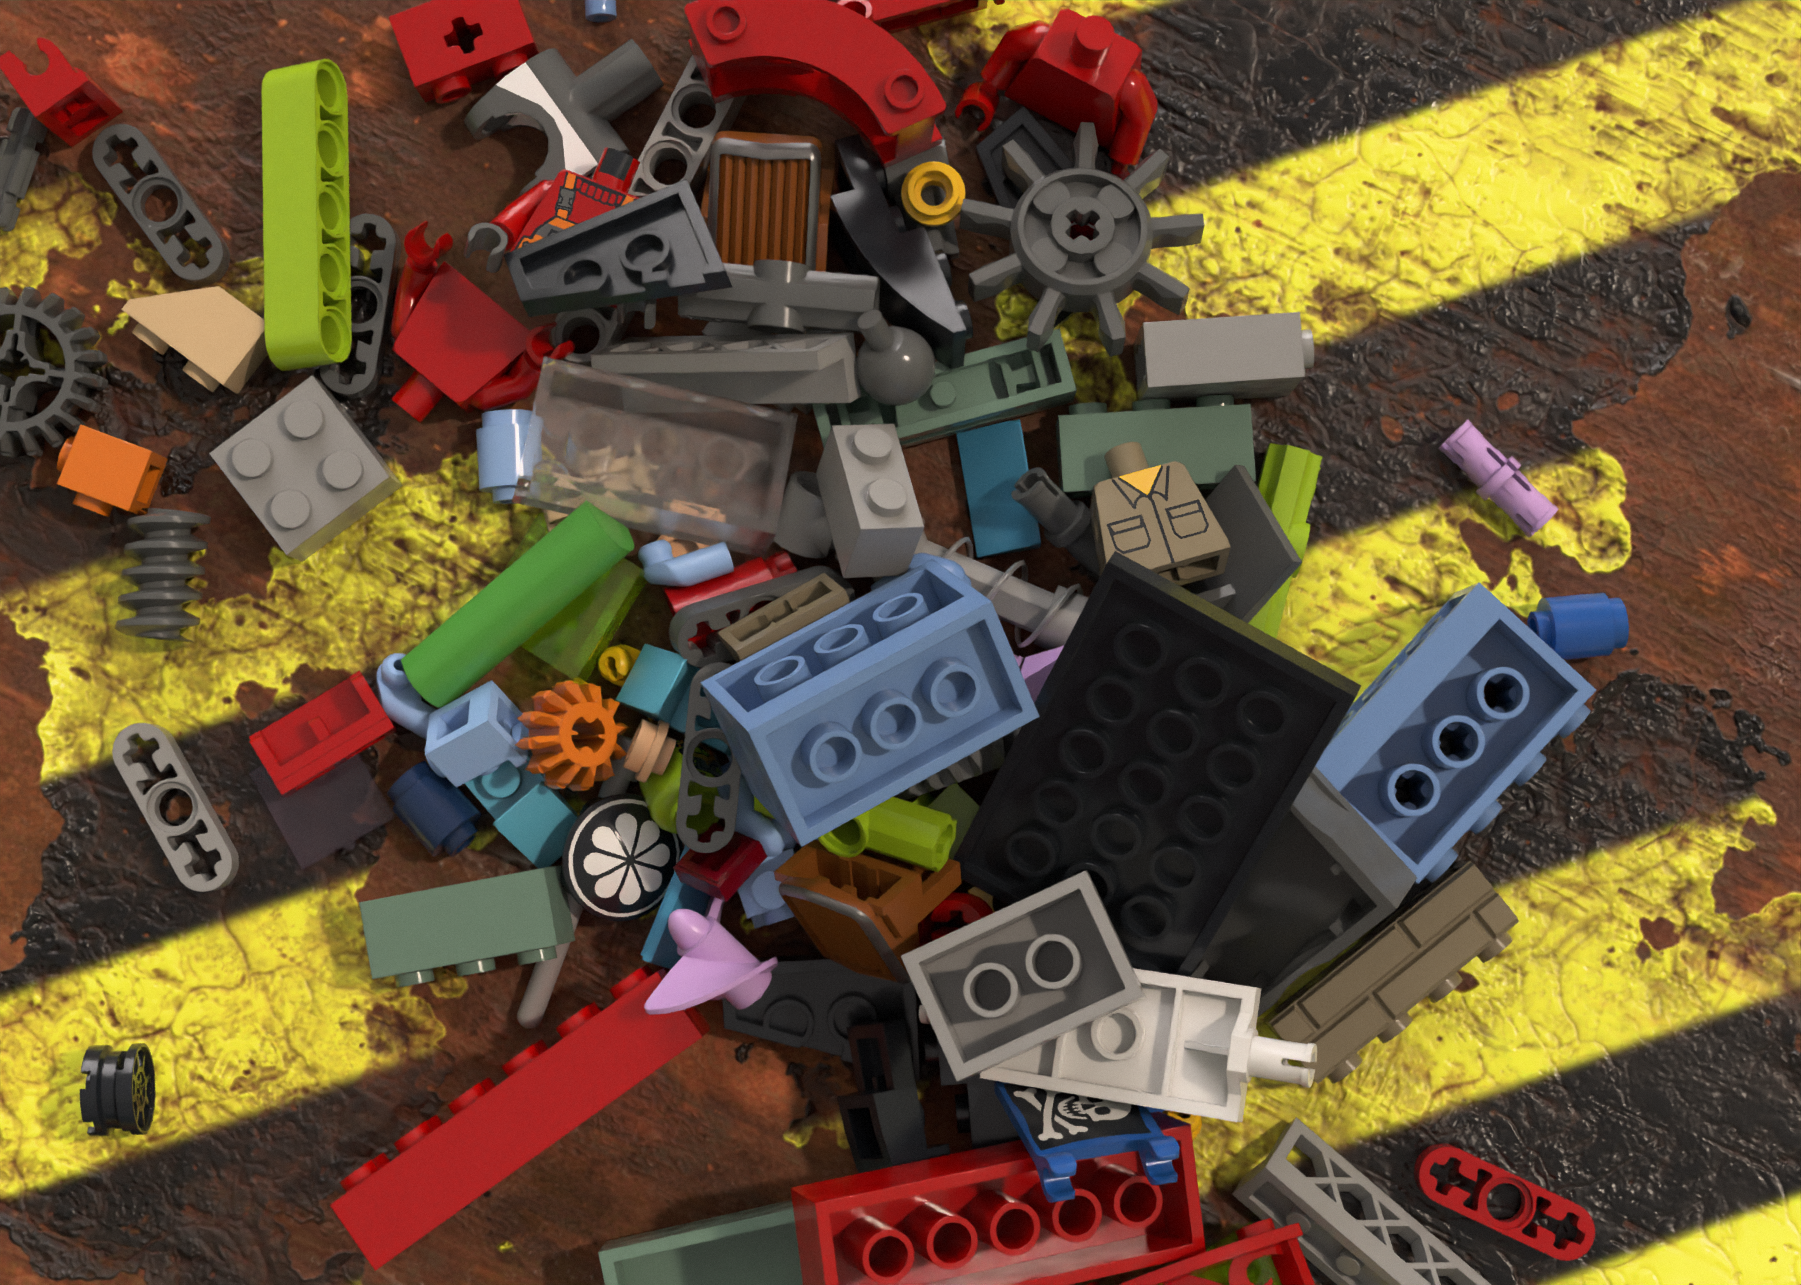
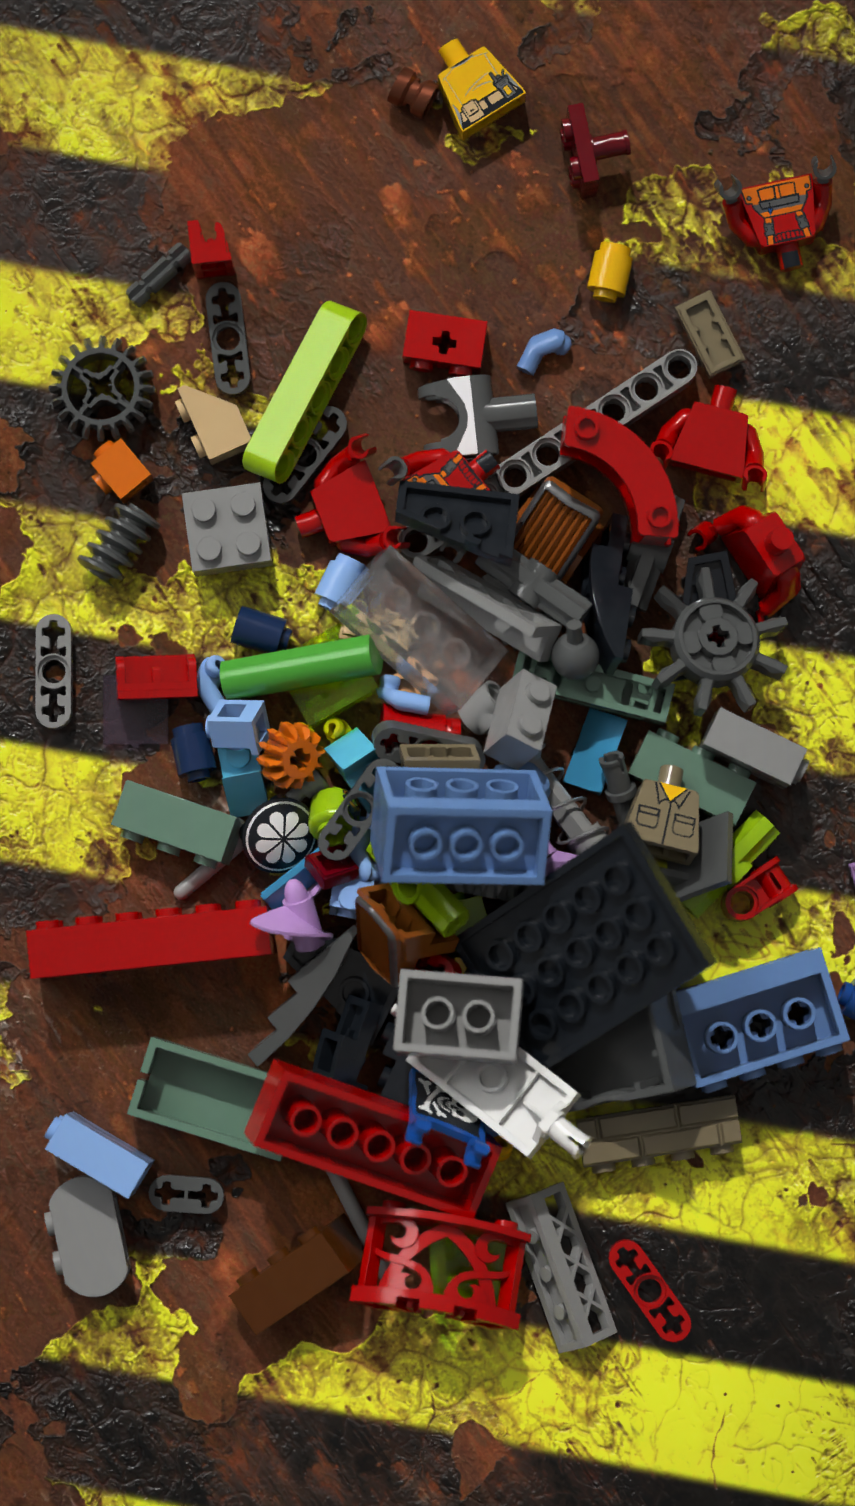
camera: 30 degrees right, 0 degrees up
(433, 585) = (260, 631): none -> dark blue brick
(649, 750) = (327, 786): light nougat plate -> none
(785, 1048) = (310, 986): none -> dark grey slope
(927, 175) = (655, 561): yellow plate -> none
(1341, 546) = (759, 890): none -> red piece

